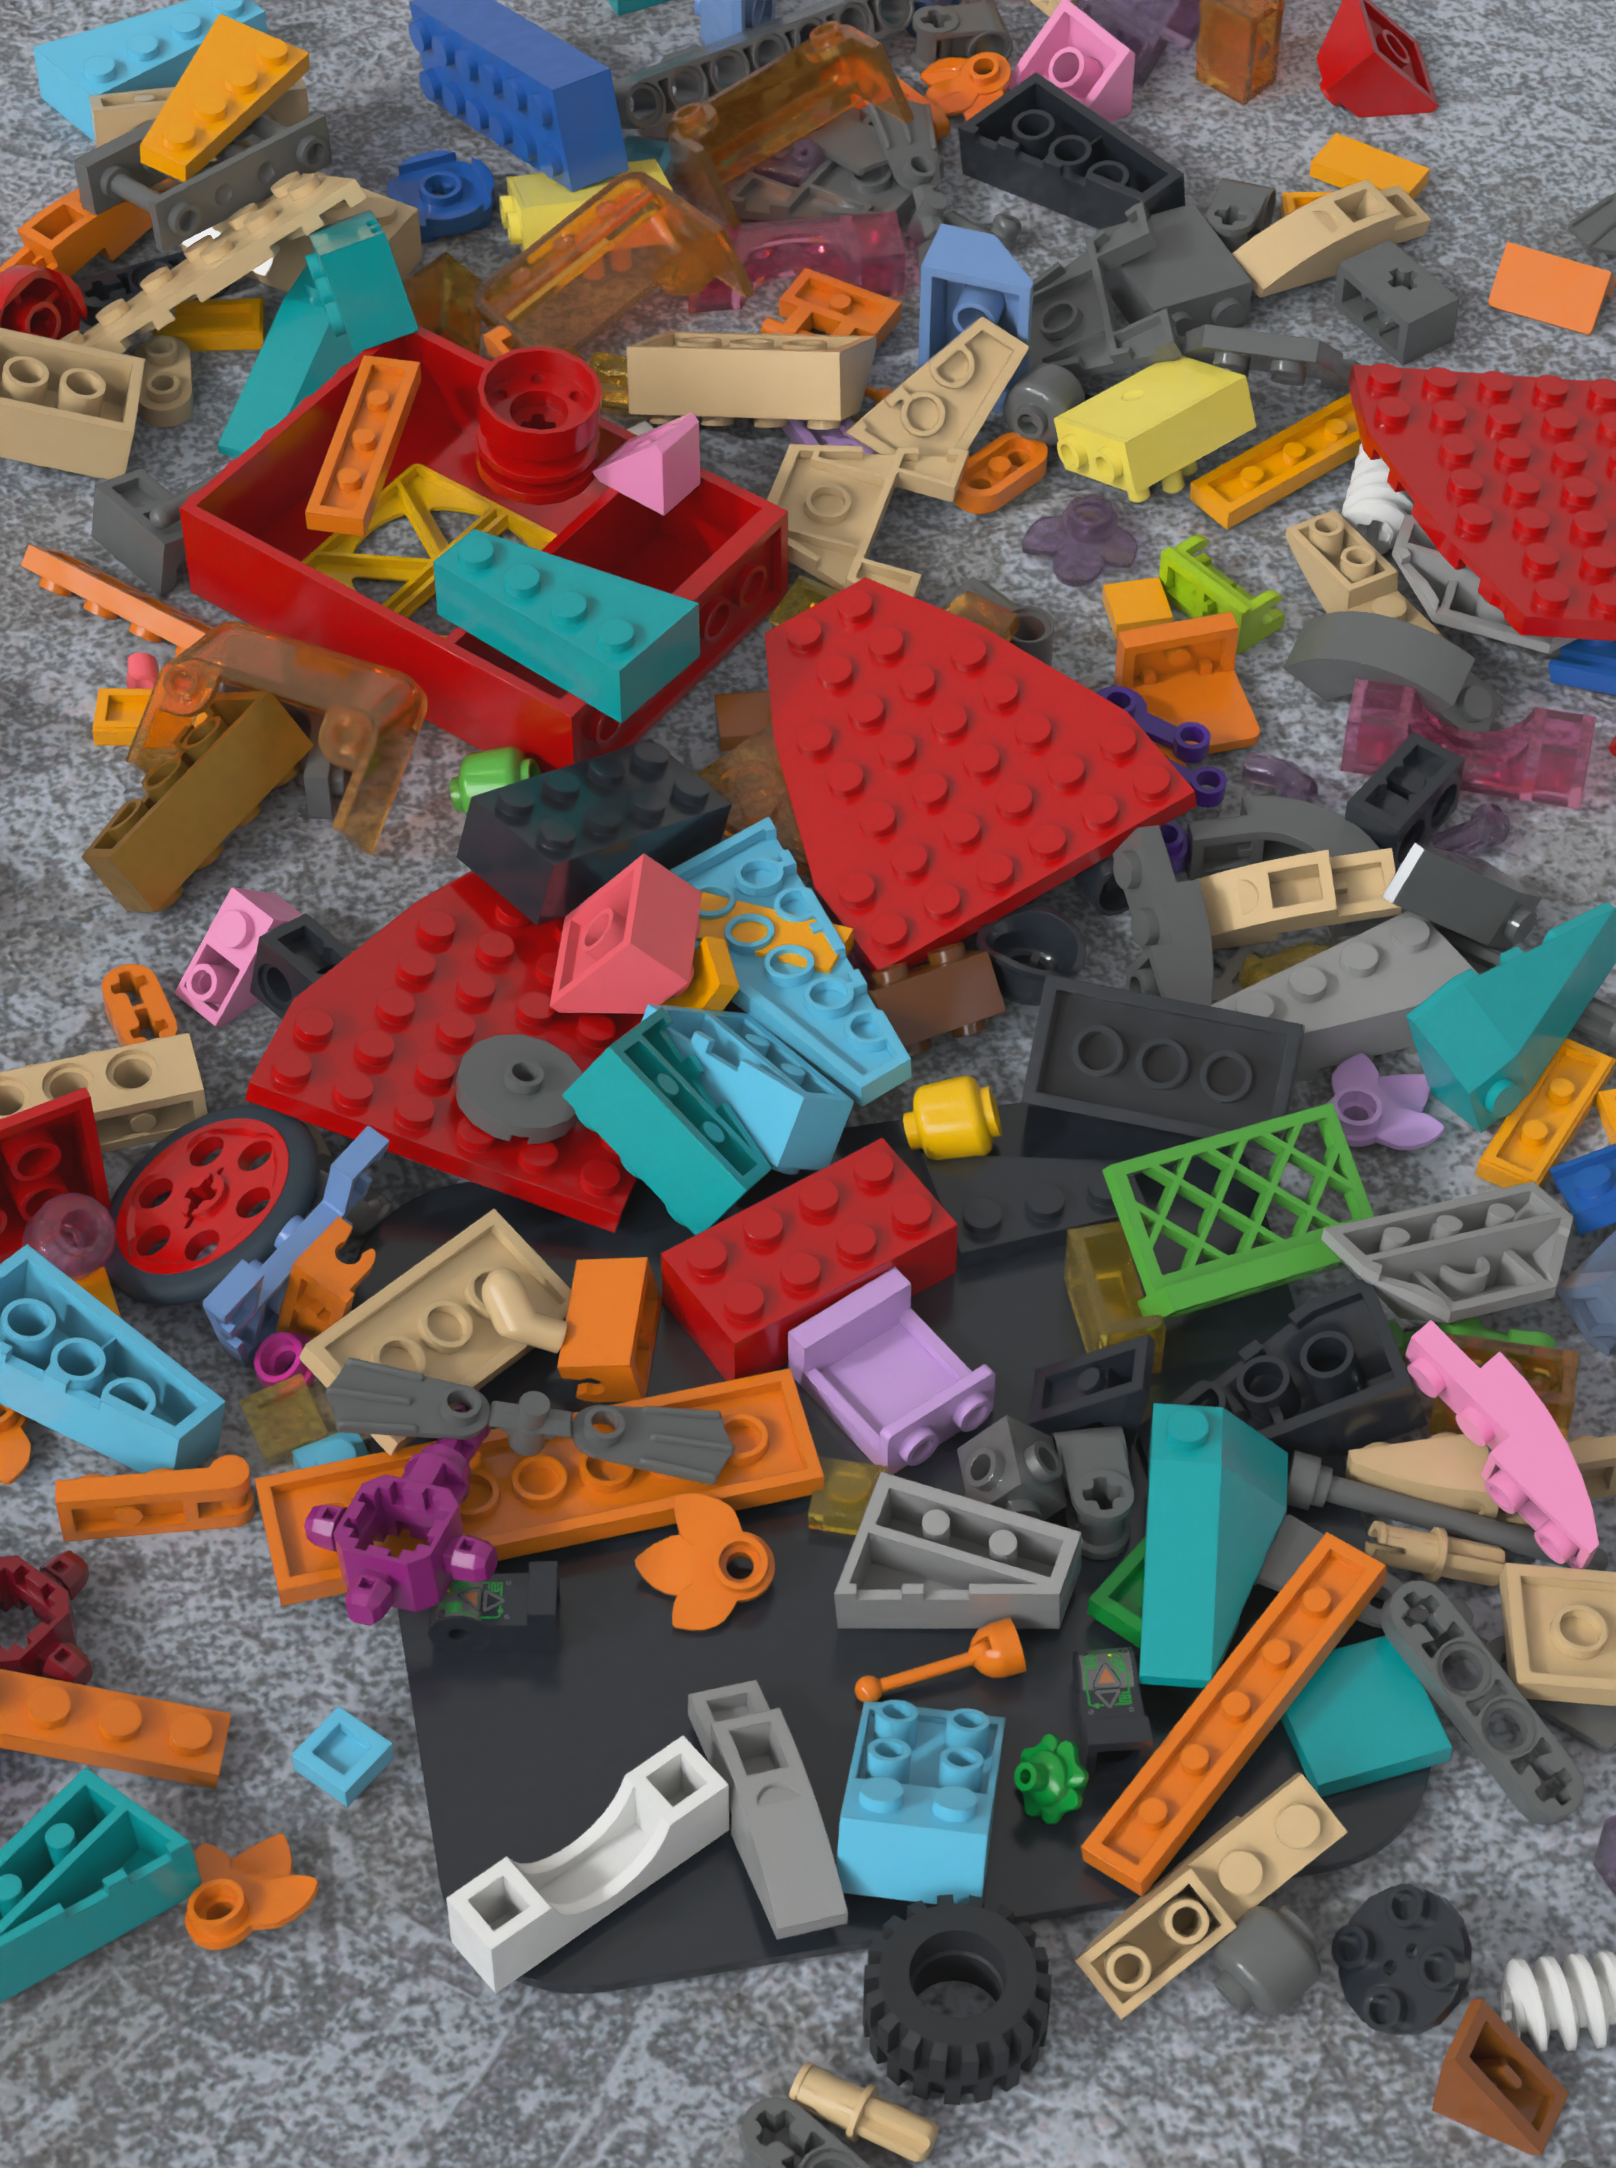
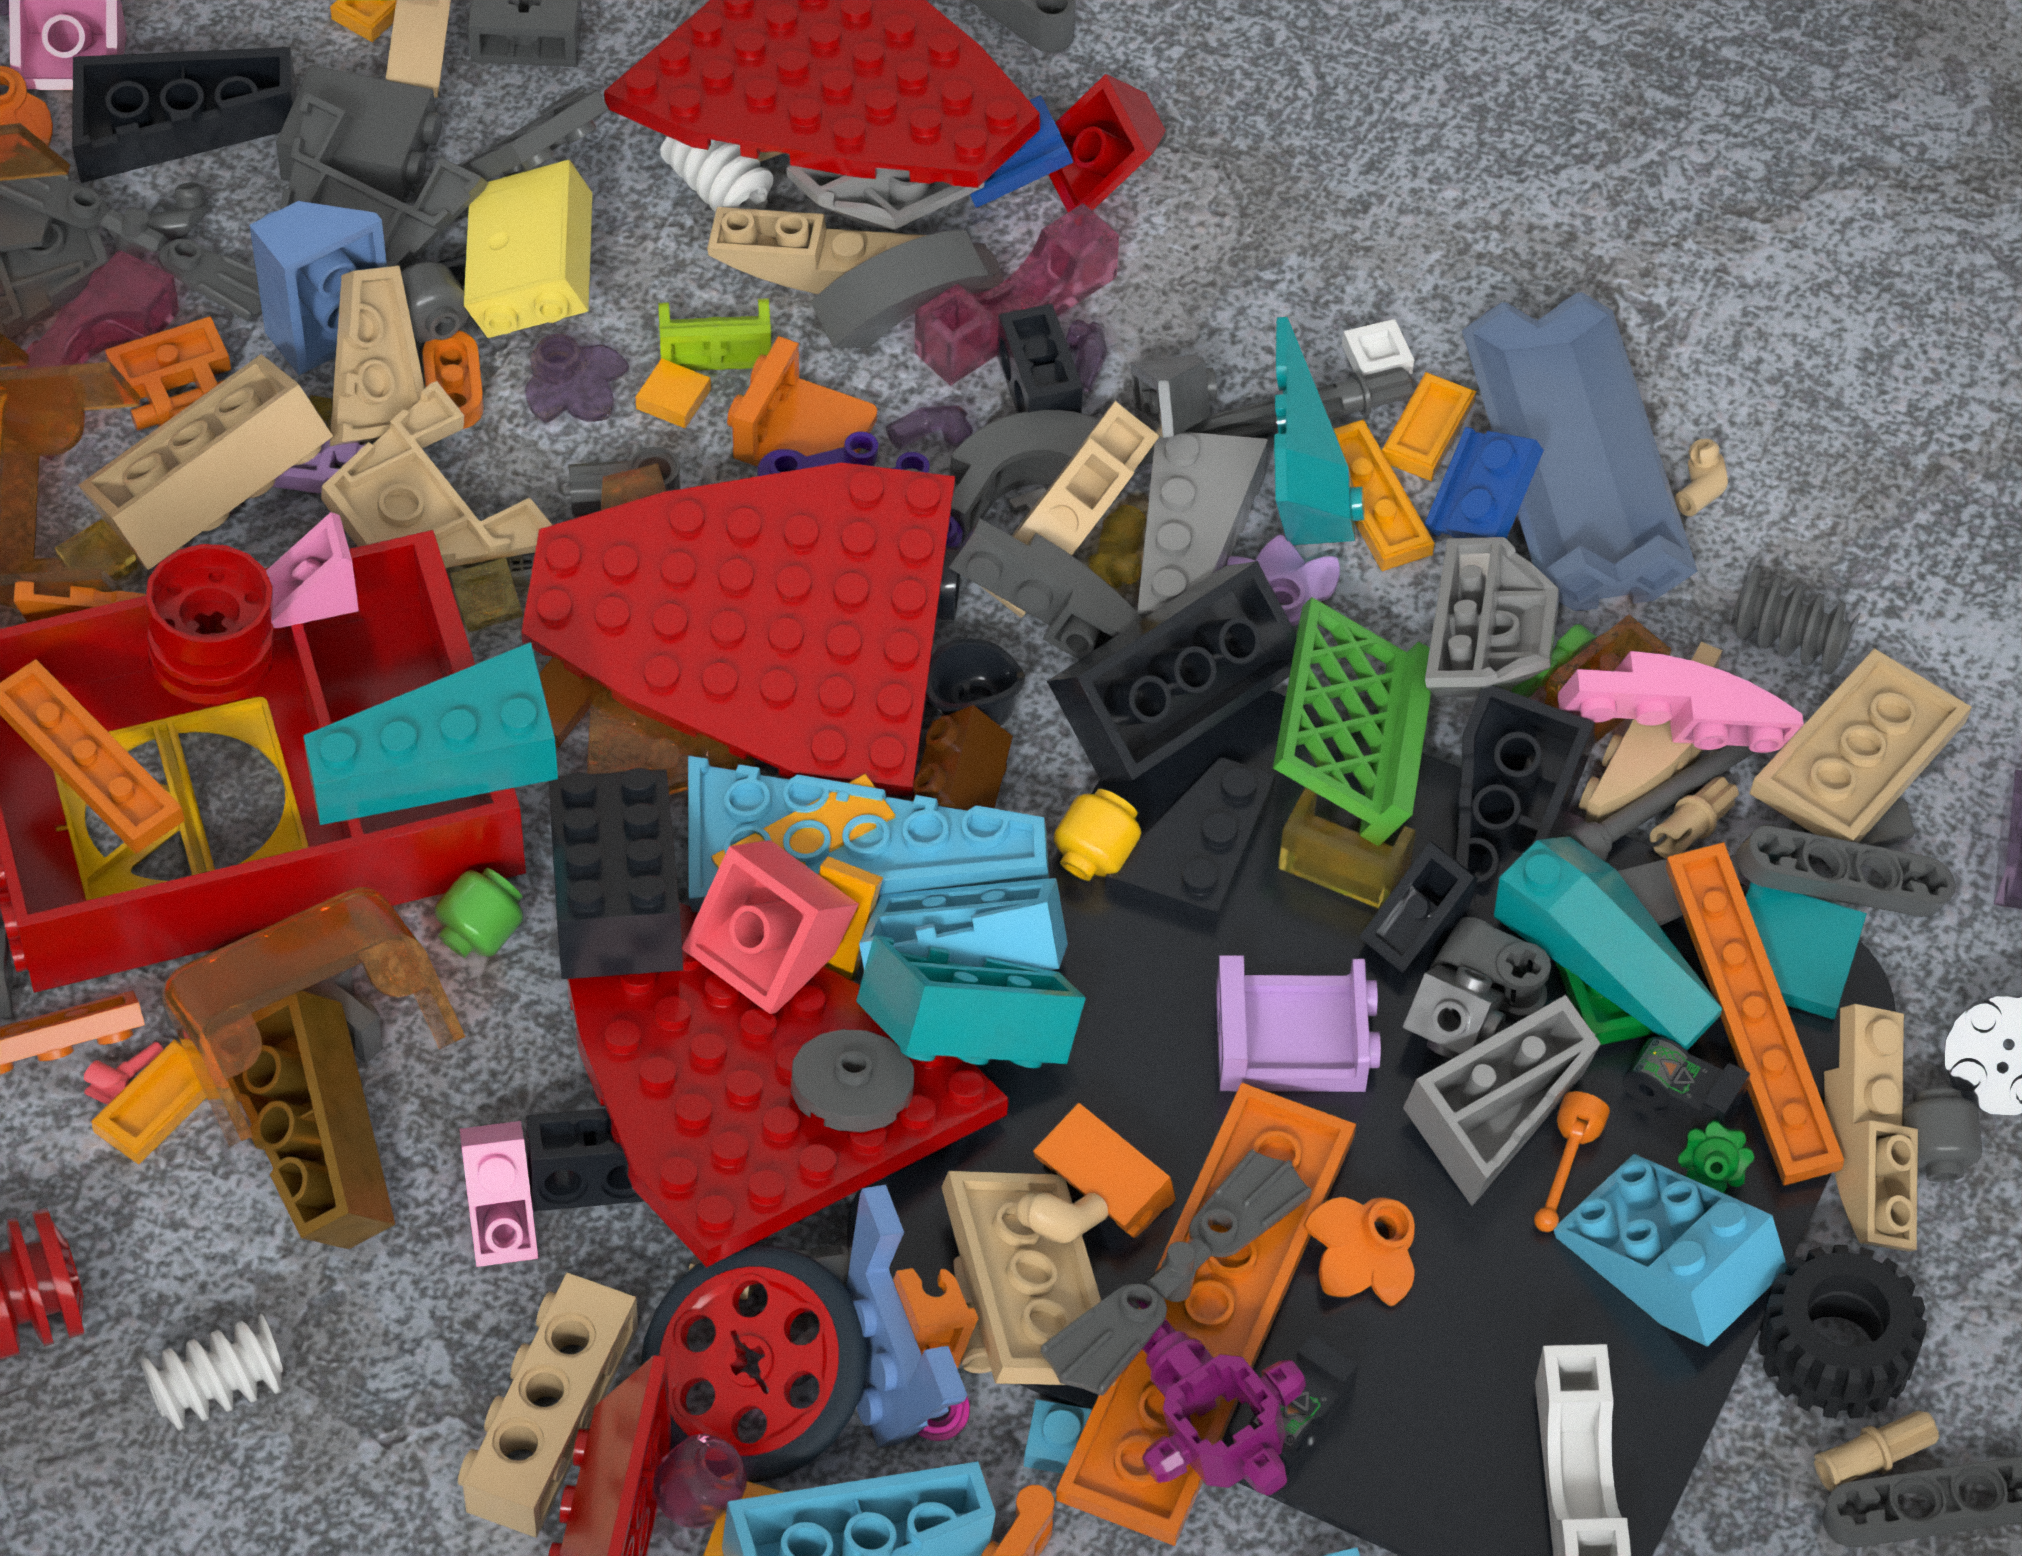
camera: 55 degrees left, 5 degrees up
(128, 1019) = (485, 1303): orange beam -> none
(283, 1418) = (995, 1440): clear yellow plate -> none
(771, 1808) = (1644, 1340): light grey slope -> none
(802, 1252) = (1156, 1009): red brick -> none
(844, 1496) = (1378, 1121): clear yellow plate -> none
(1240, 211) = (332, 43): dark grey piece -> none
(1279, 464) = (619, 202): light orange plate -> none

